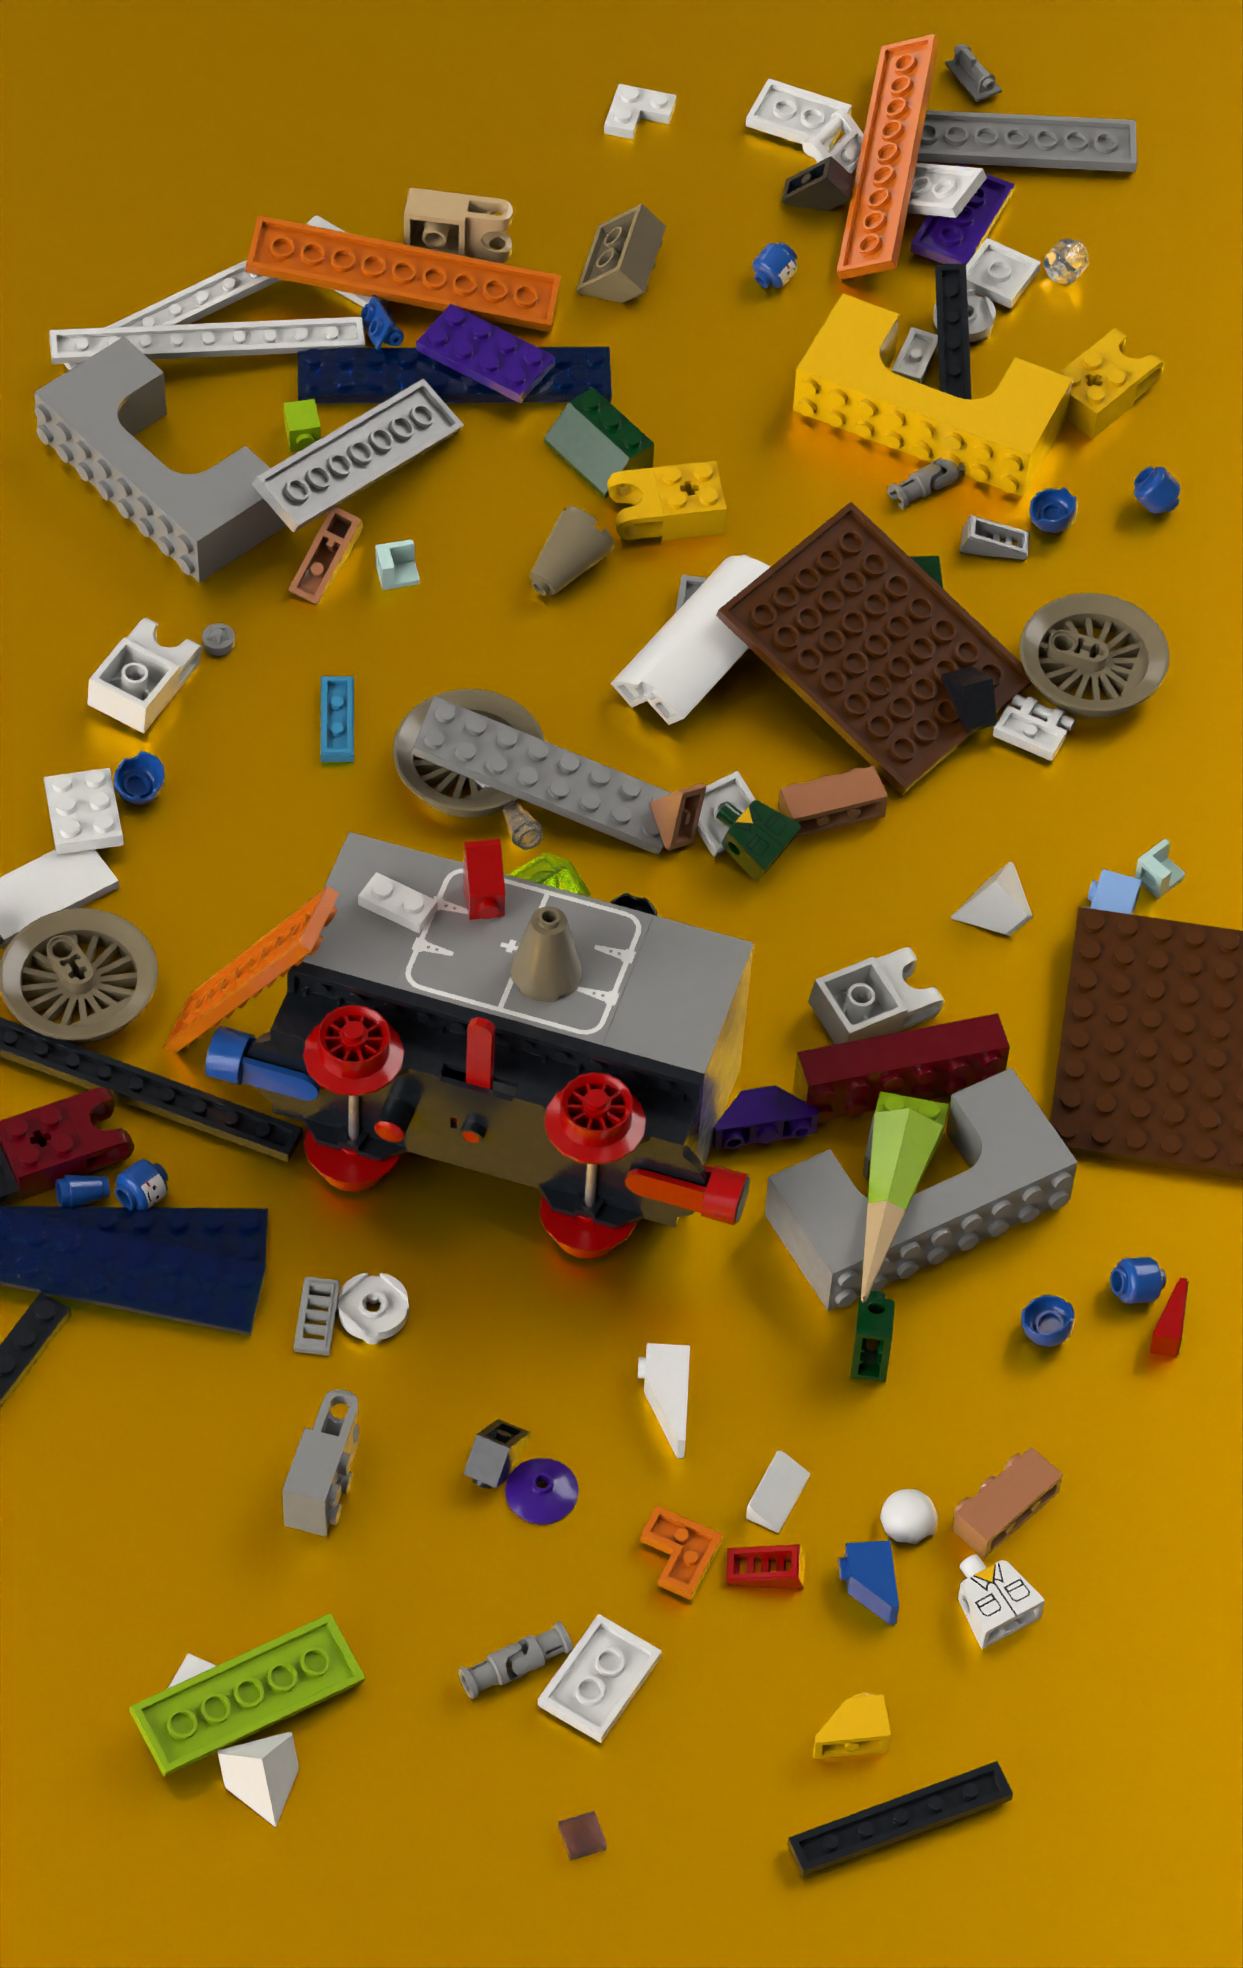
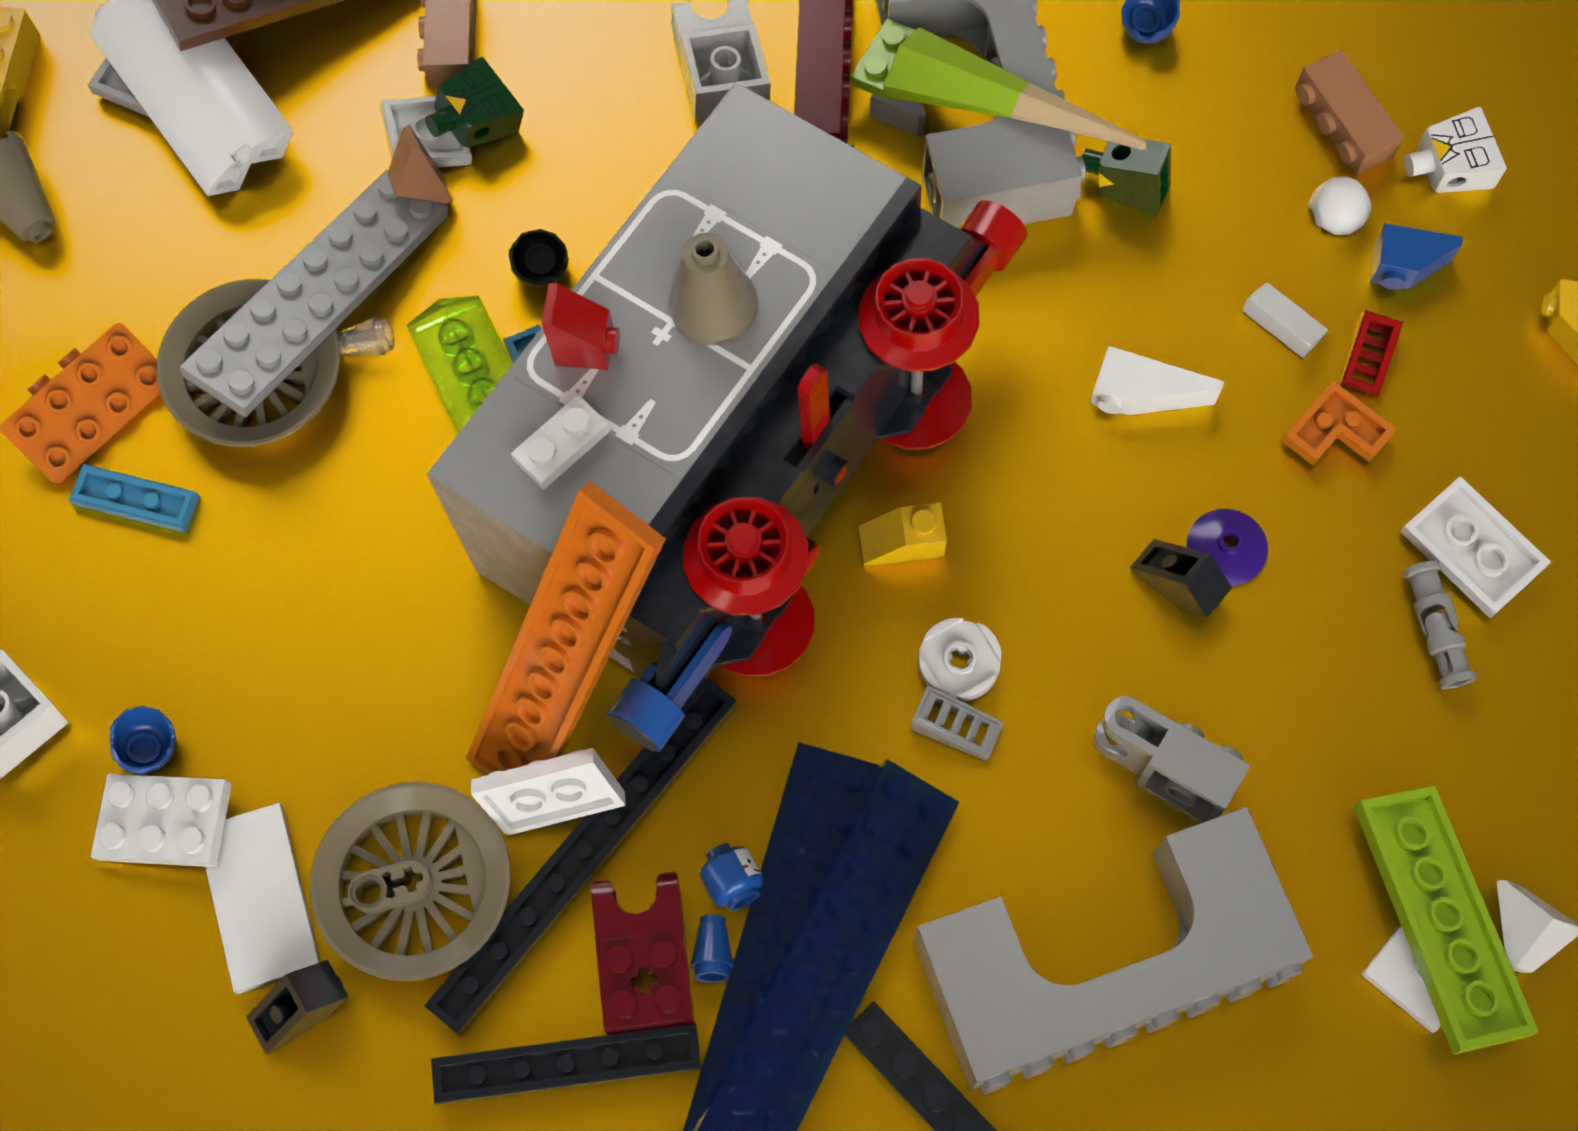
camera: 70 degrees left, 15 degrees up
(169, 1037) = (548, 791): none -> white plate
(181, 1532) = (1229, 940): none -> light grey arch
(400, 657) = (83, 403): none -> orange bracket
(471, 1245) = (904, 535): none -> yellow slope

